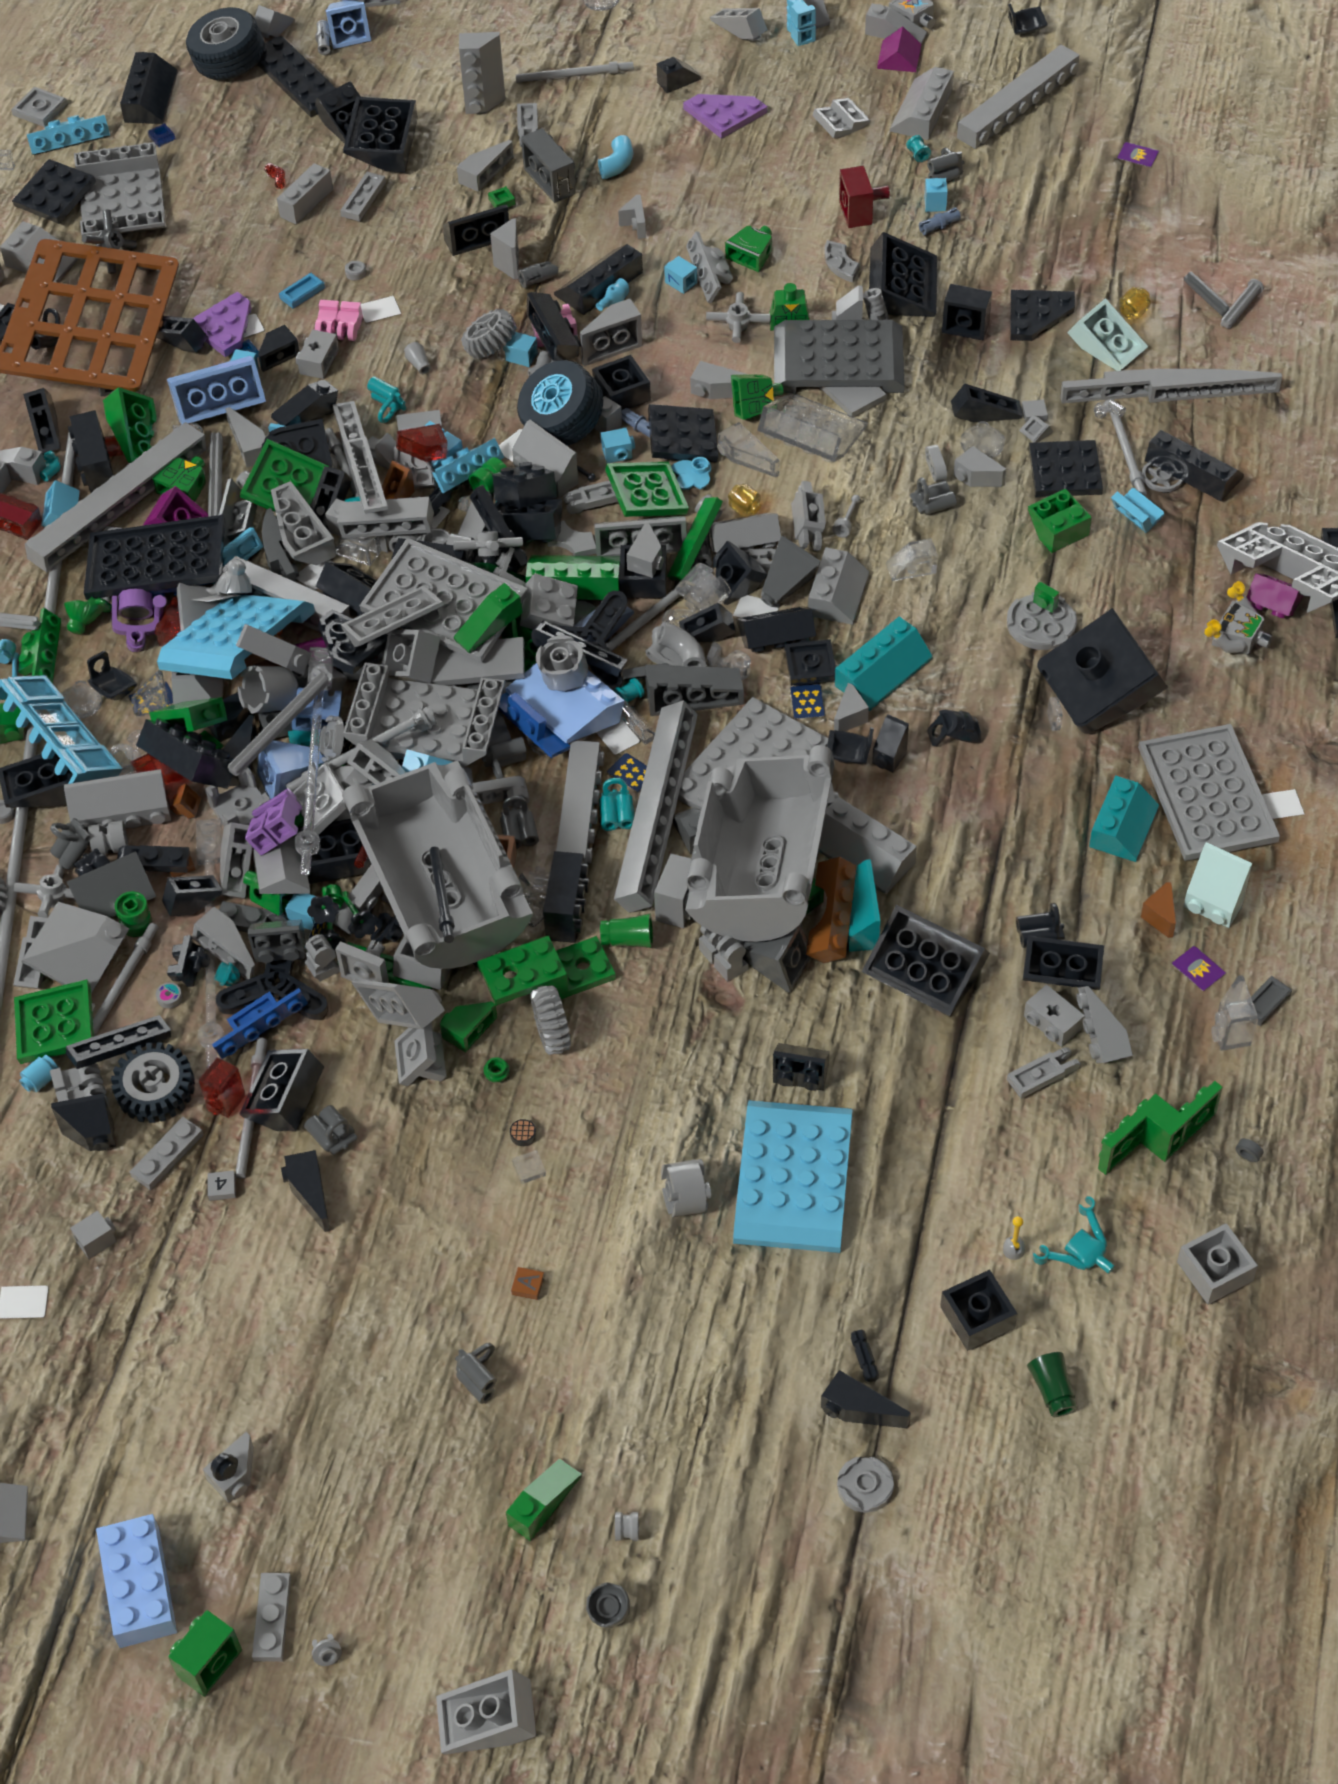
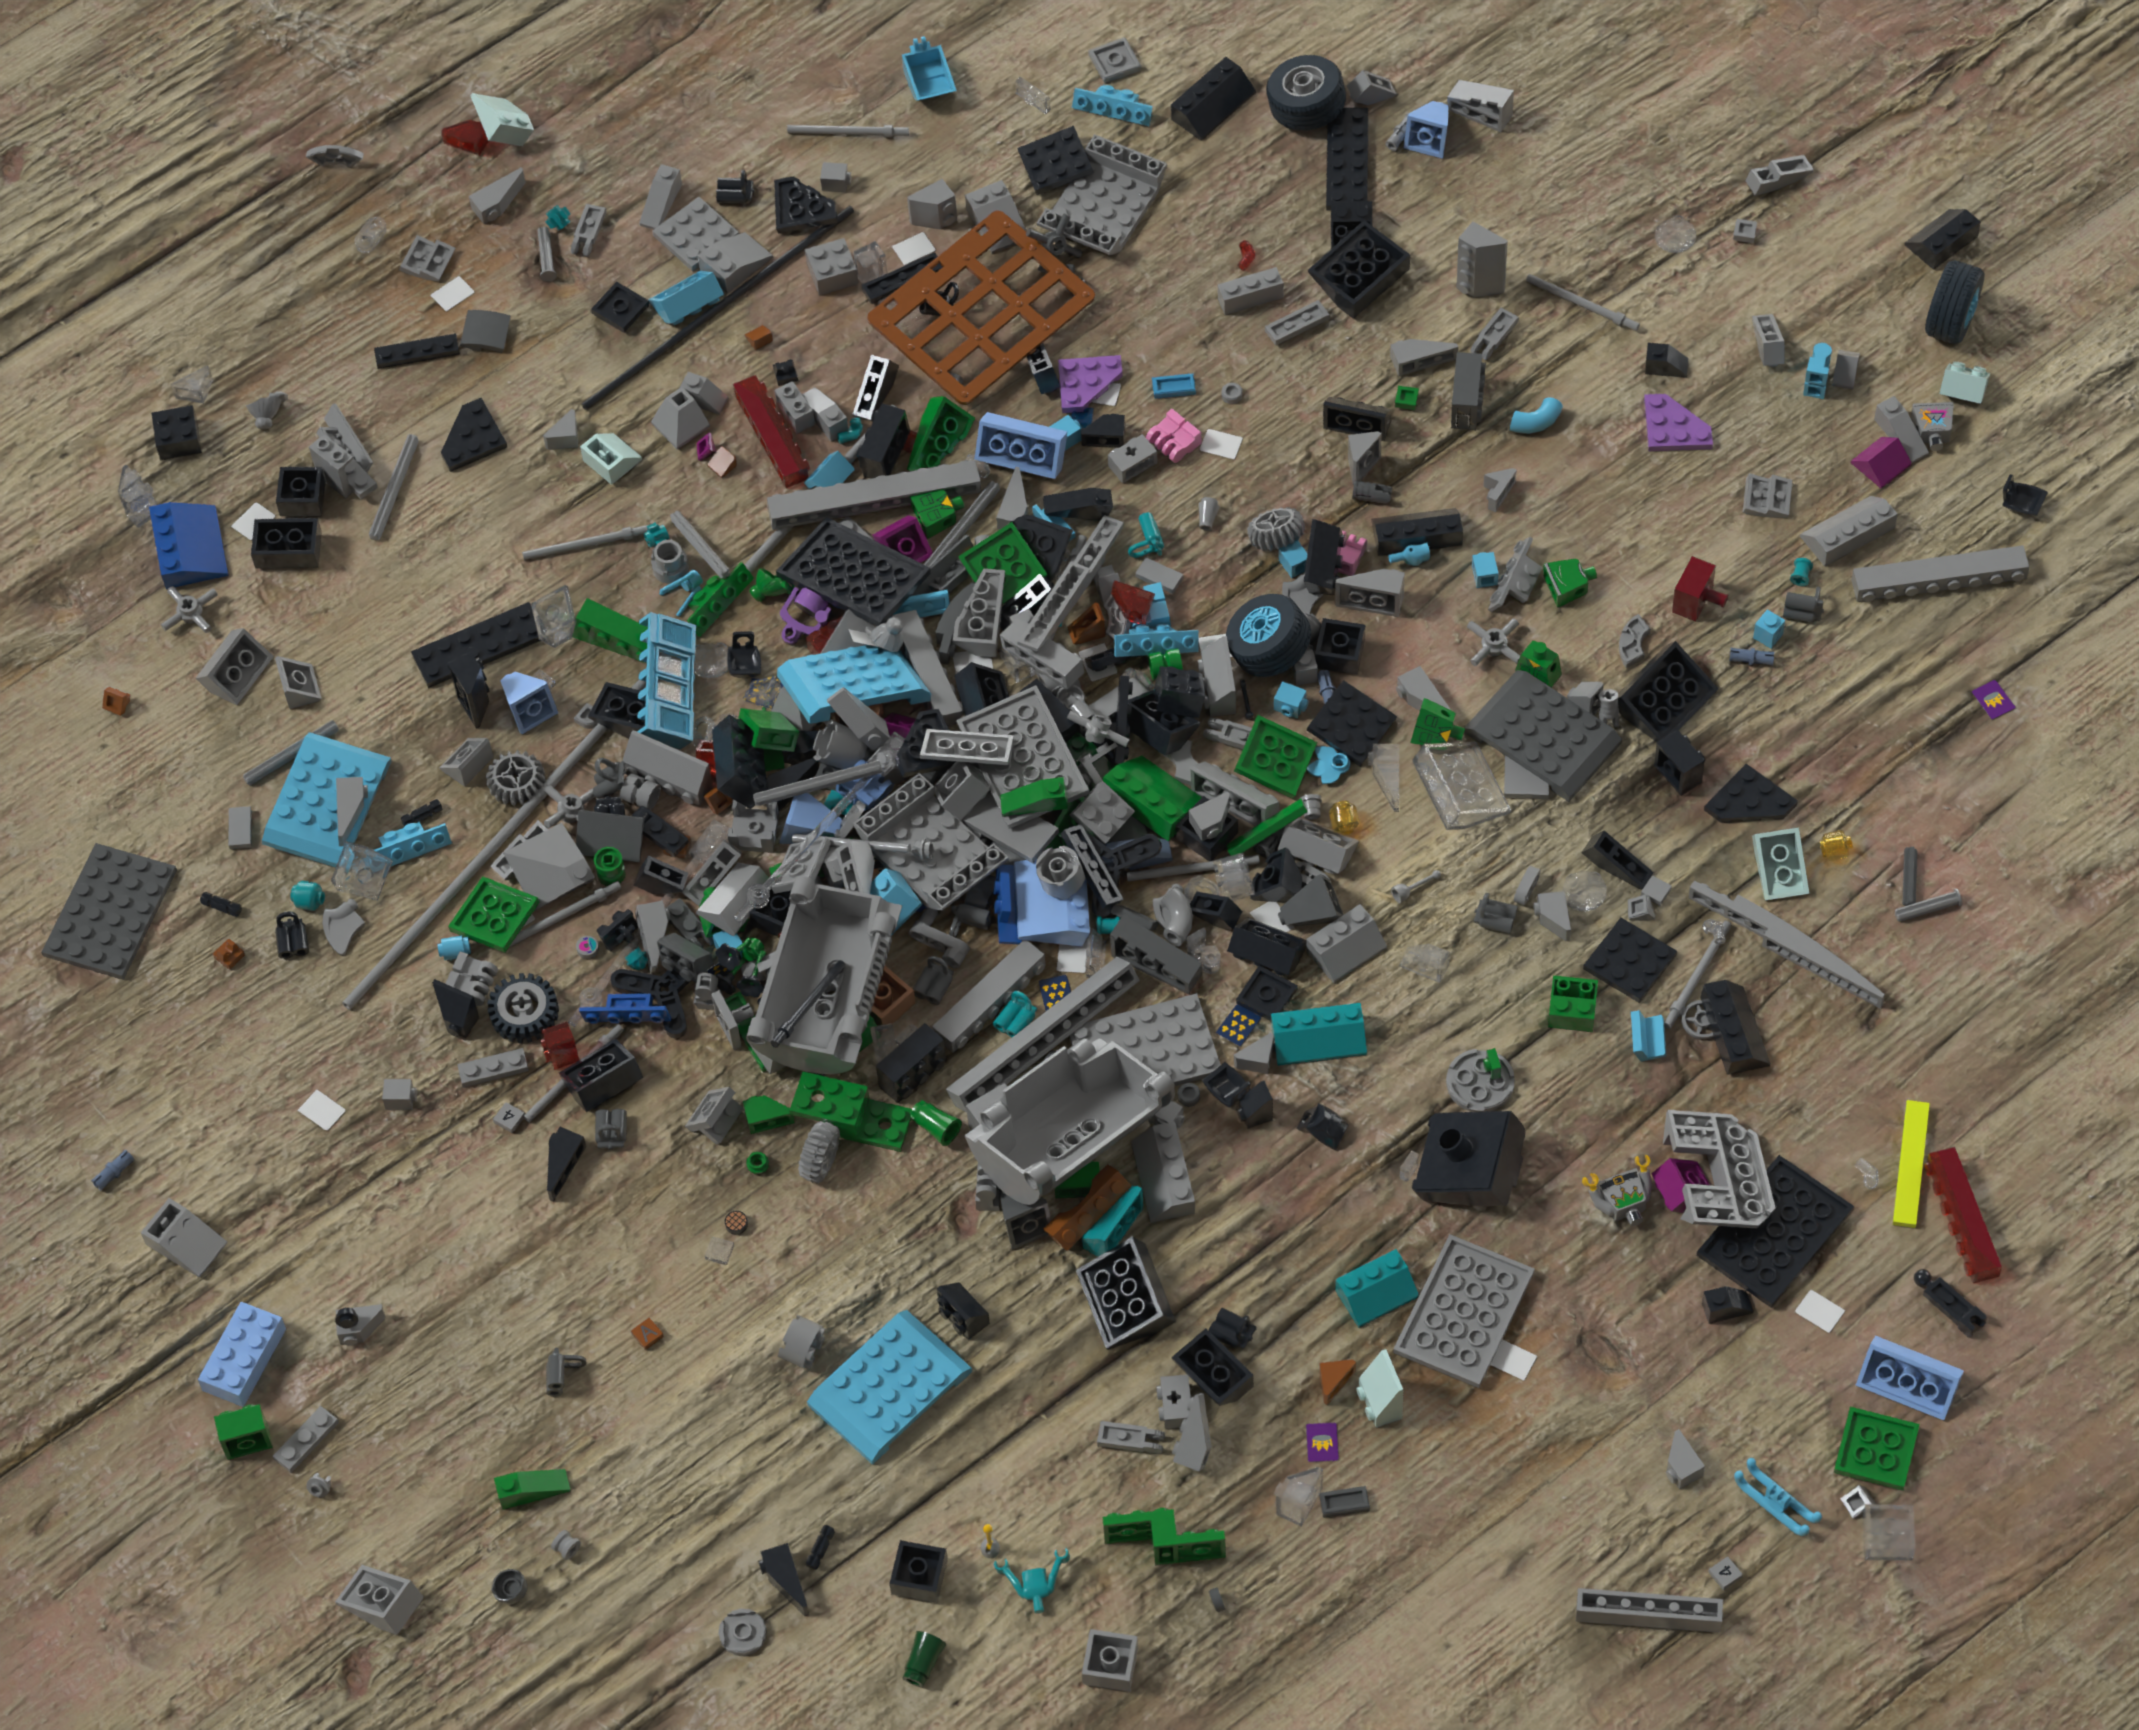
camera: 40 degrees right, 5 degrees up
(118, 1042) = (521, 961): black plate -> none
(161, 135) = (1188, 153): clear blue tile -> none
(273, 822) = (753, 860): medium lavender hips -> none
(400, 1003) = (723, 1065): light grey slope -> none
(808, 516) = (1377, 866): light grey hinge -> none

